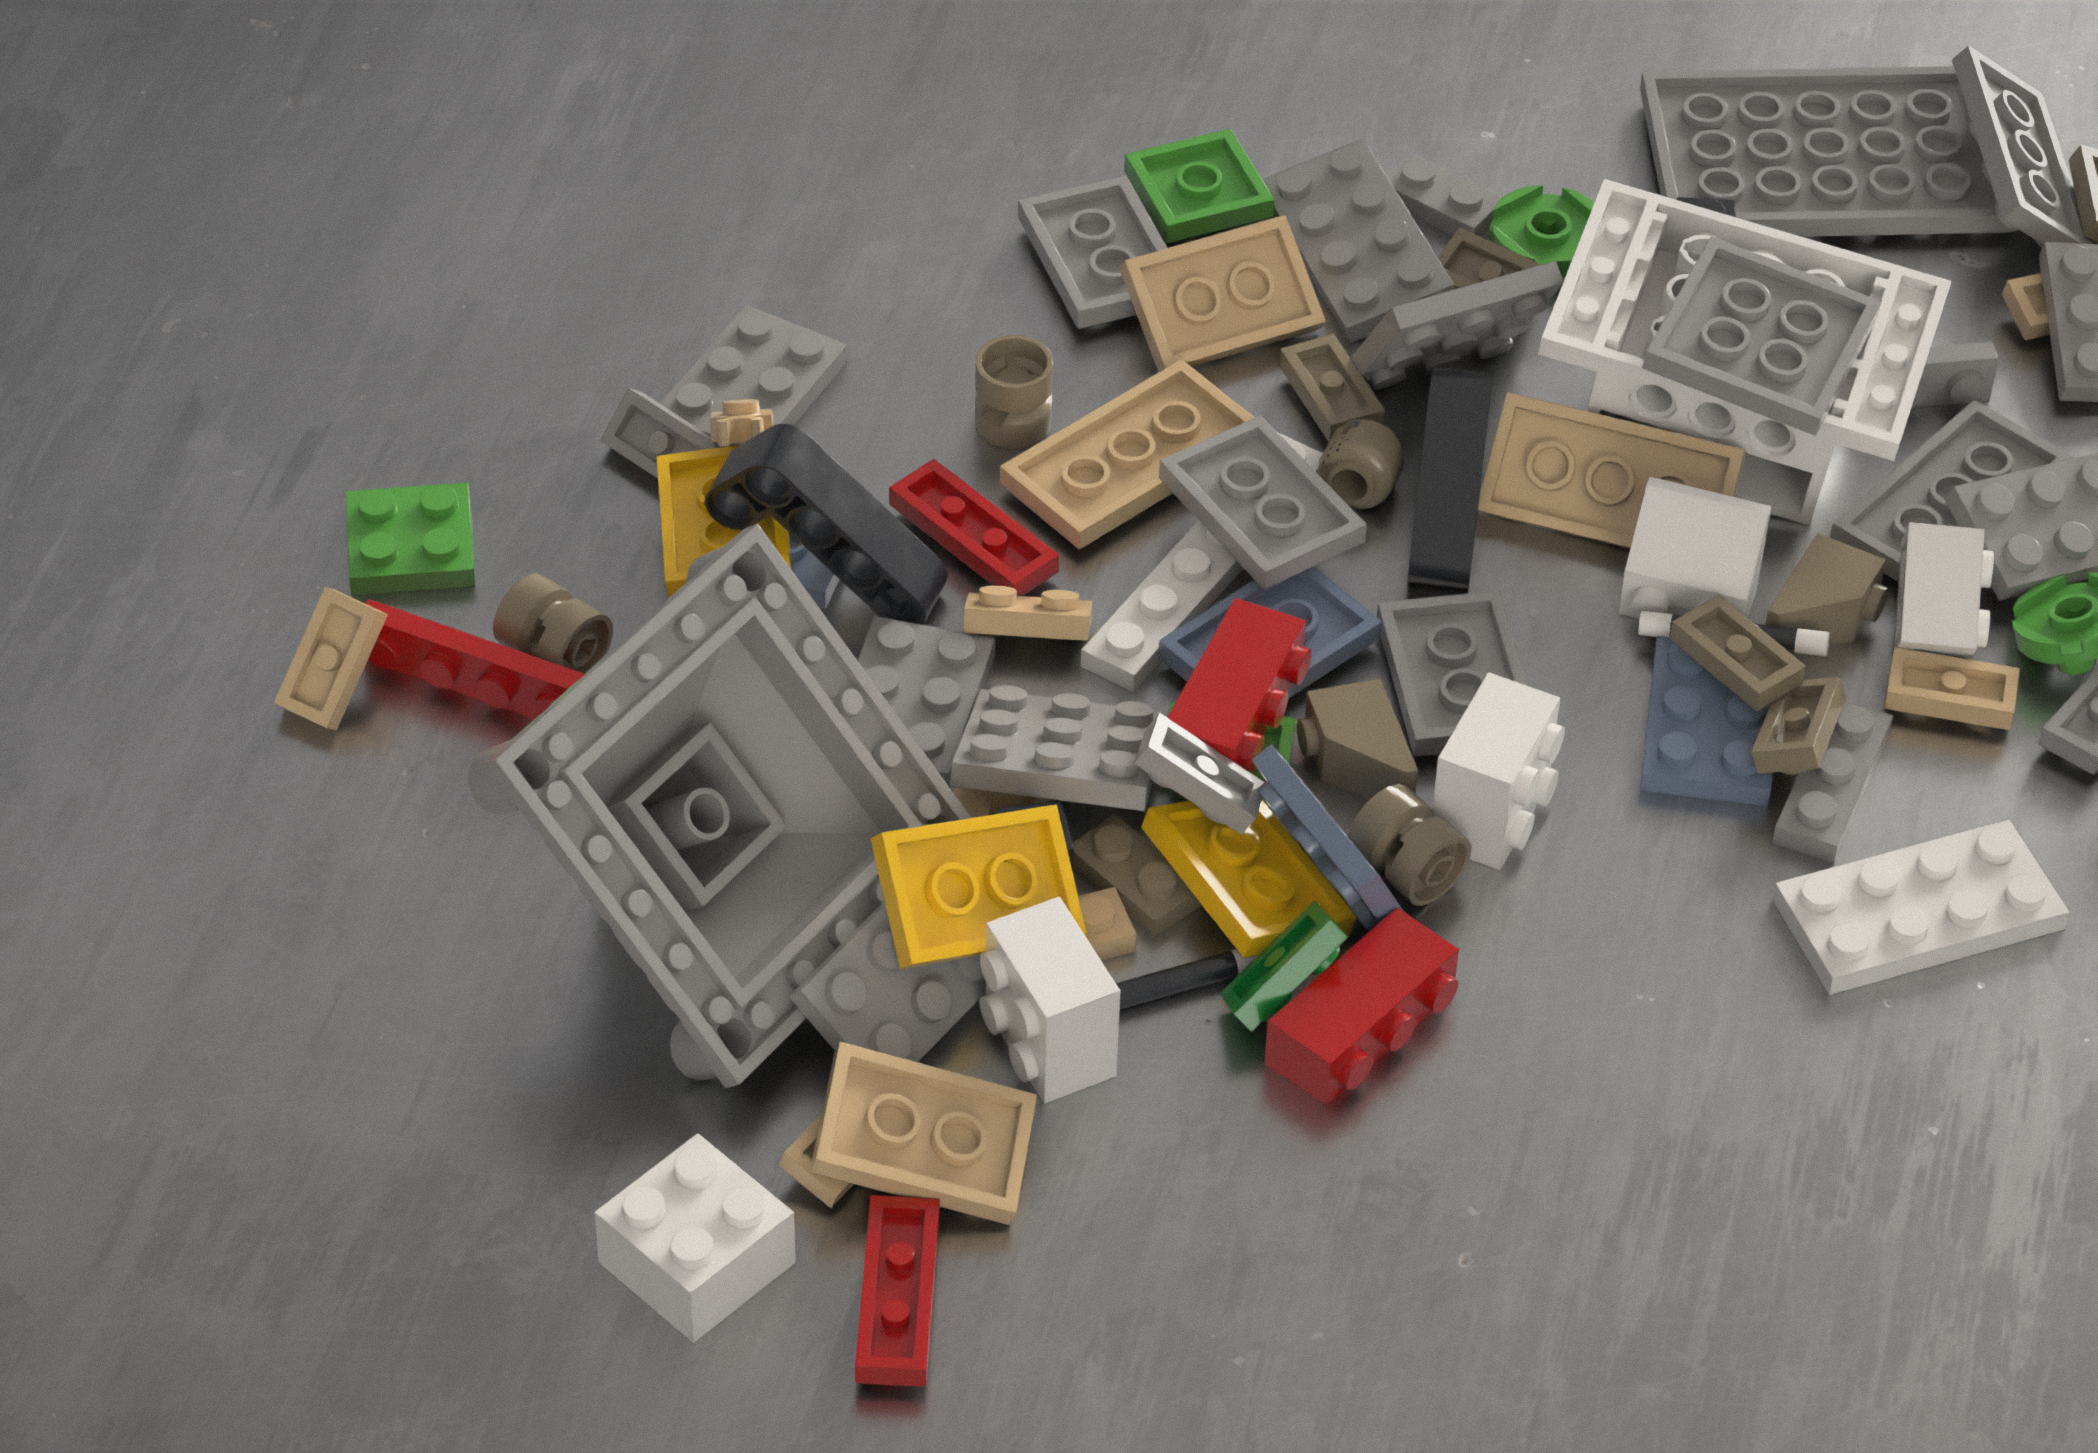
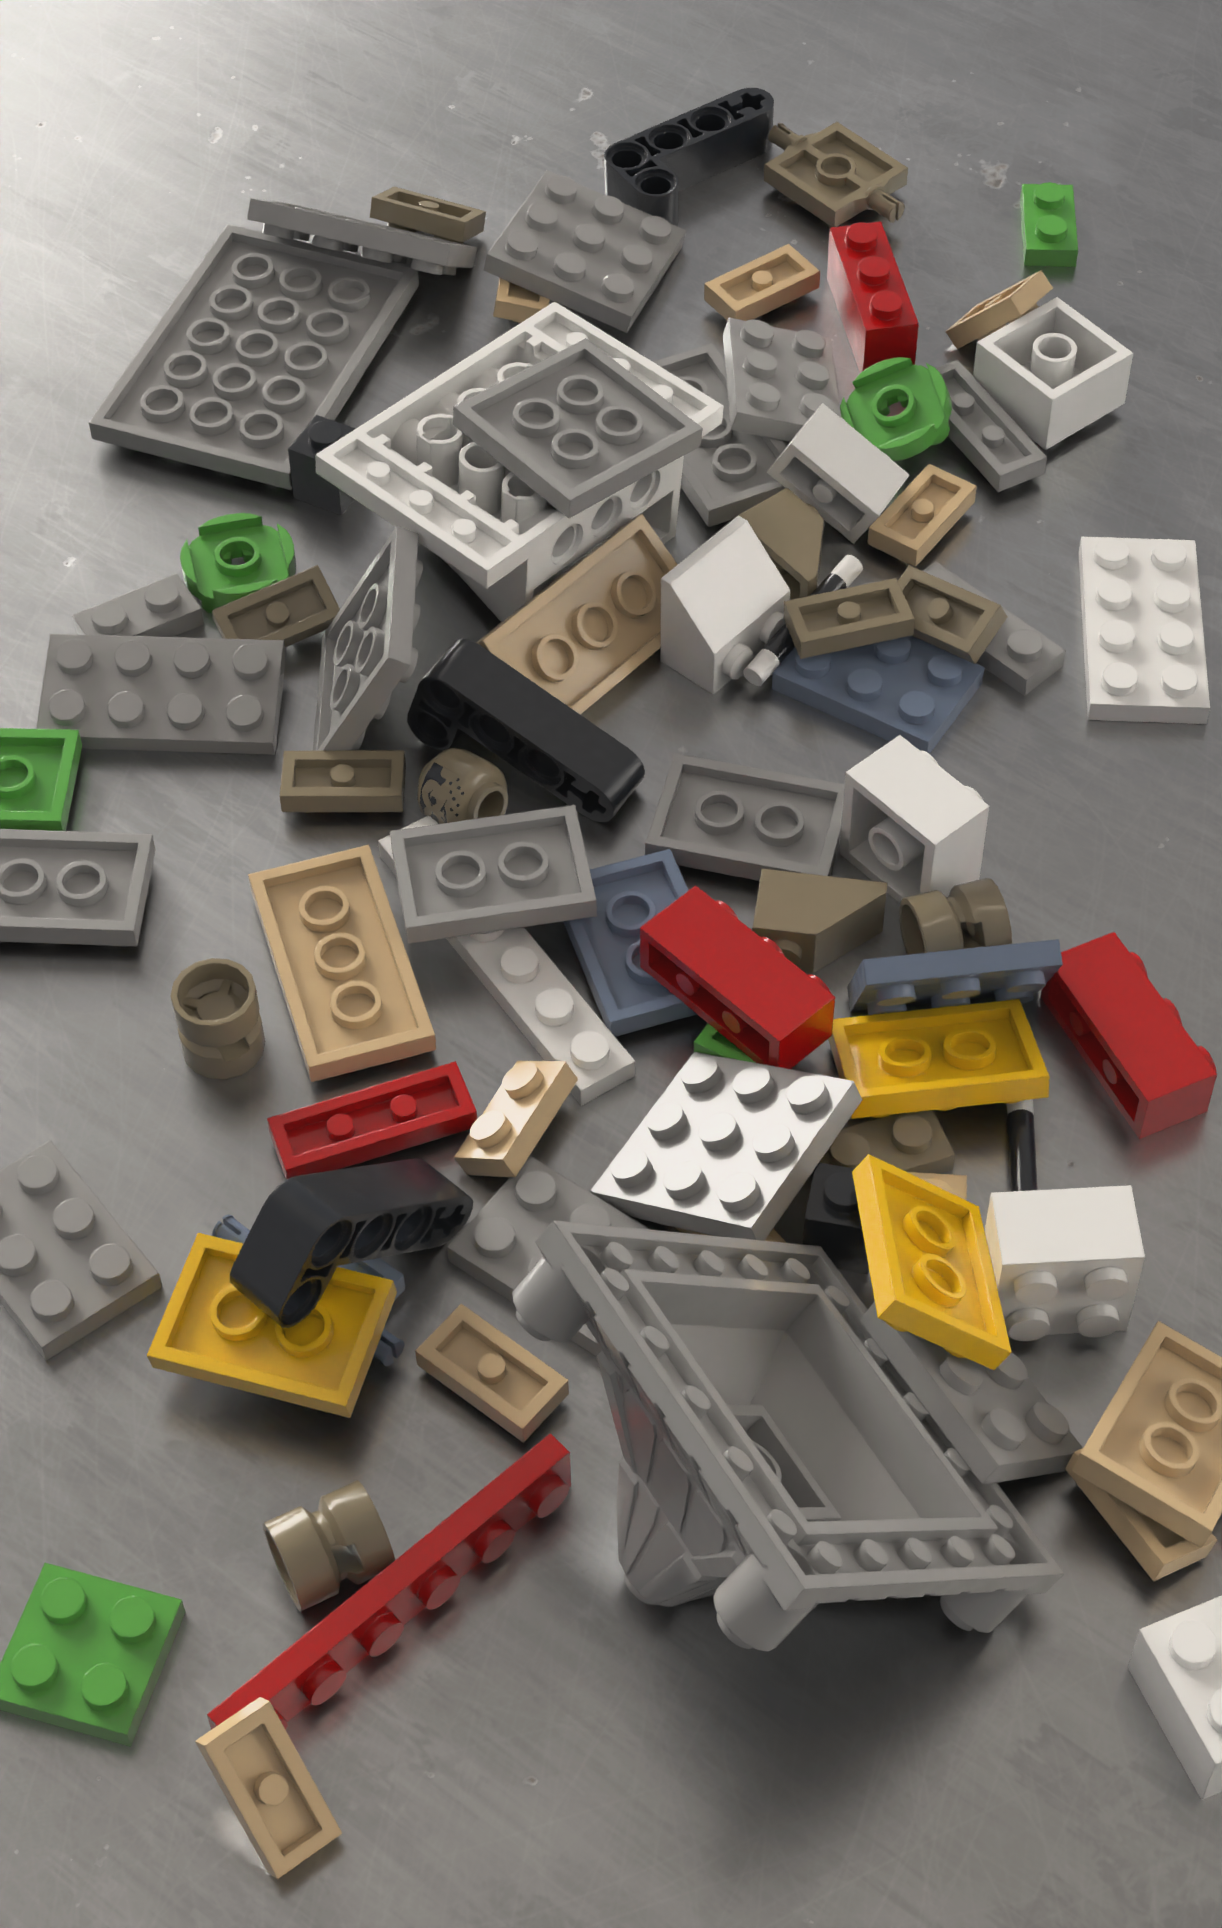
camera: 65 degrees left, 5 degrees up
(648, 429) = (95, 1352): light grey plate -> none
(739, 421) = (152, 1257): tan plate -> none
(1200, 774) = (845, 1037): light grey plate -> none
(1223, 294) = (188, 812): tan plate -> none
(1268, 981) = (1081, 1067): green plate -> none

